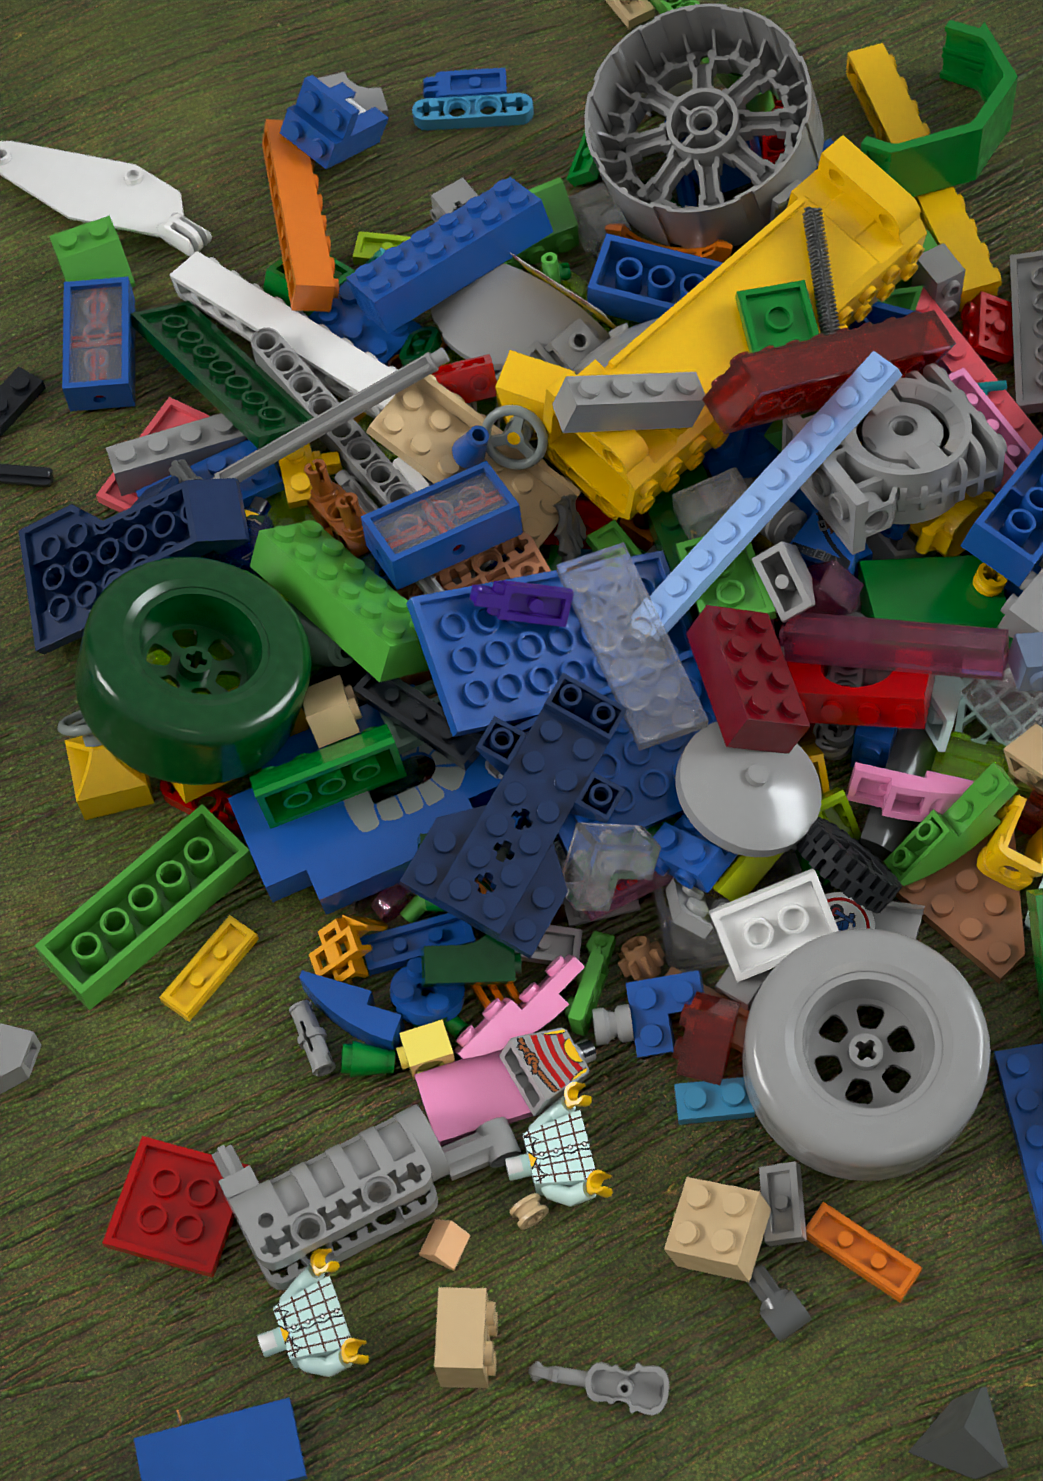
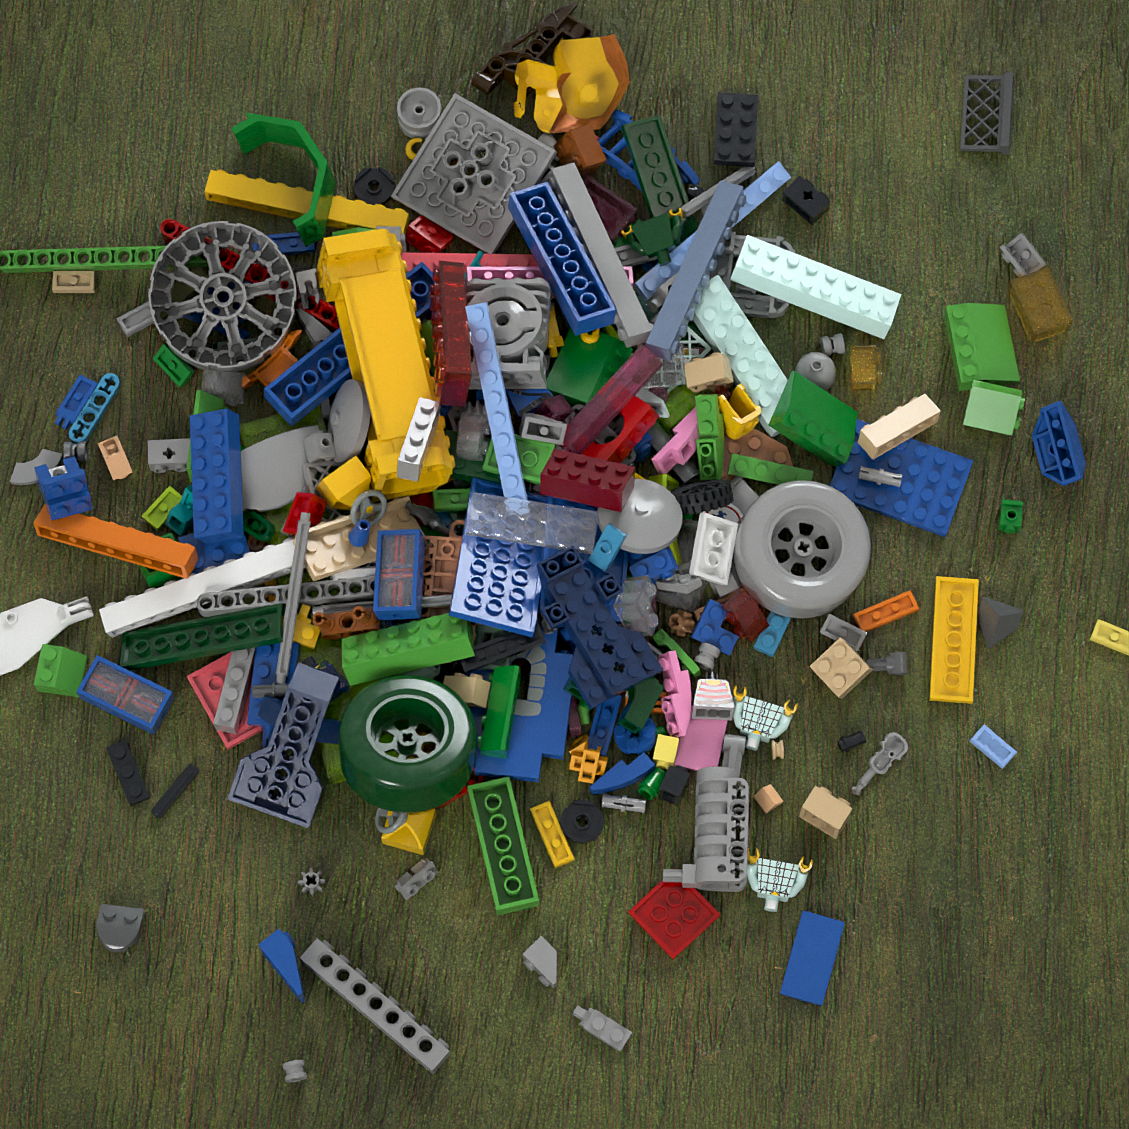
camera: 65 degrees left, 10 degrees up
(31, 825) = (423, 872): none -> light grey hinge
(256, 1016) = (574, 812): none -> black plate
(375, 1086) = (674, 785): none -> black brick
(401, 123) = (79, 453): none -> flat silver wheel
(418, 163) = (115, 458): none -> light nougat slope
(525, 602) = (480, 559): dark purple hinge -> none
(554, 270) = (257, 428): bright green arm -> none
(579, 301) = (286, 431): sticker -> none
(612, 1316) = (851, 741): none -> black pin
(662, 763) = (607, 547): none -> dark azure plate
(776, 315) = (407, 339): green plate -> none
(820, 271) = (393, 301): dark grey axle -> none
(884, 1384) = (954, 640): none -> yellow plate
(960, 725) = (663, 392): none -> clear pink pin
(964, 945) = (766, 470): none -> bright green plate
(1009, 215) = (374, 176): none -> black plate

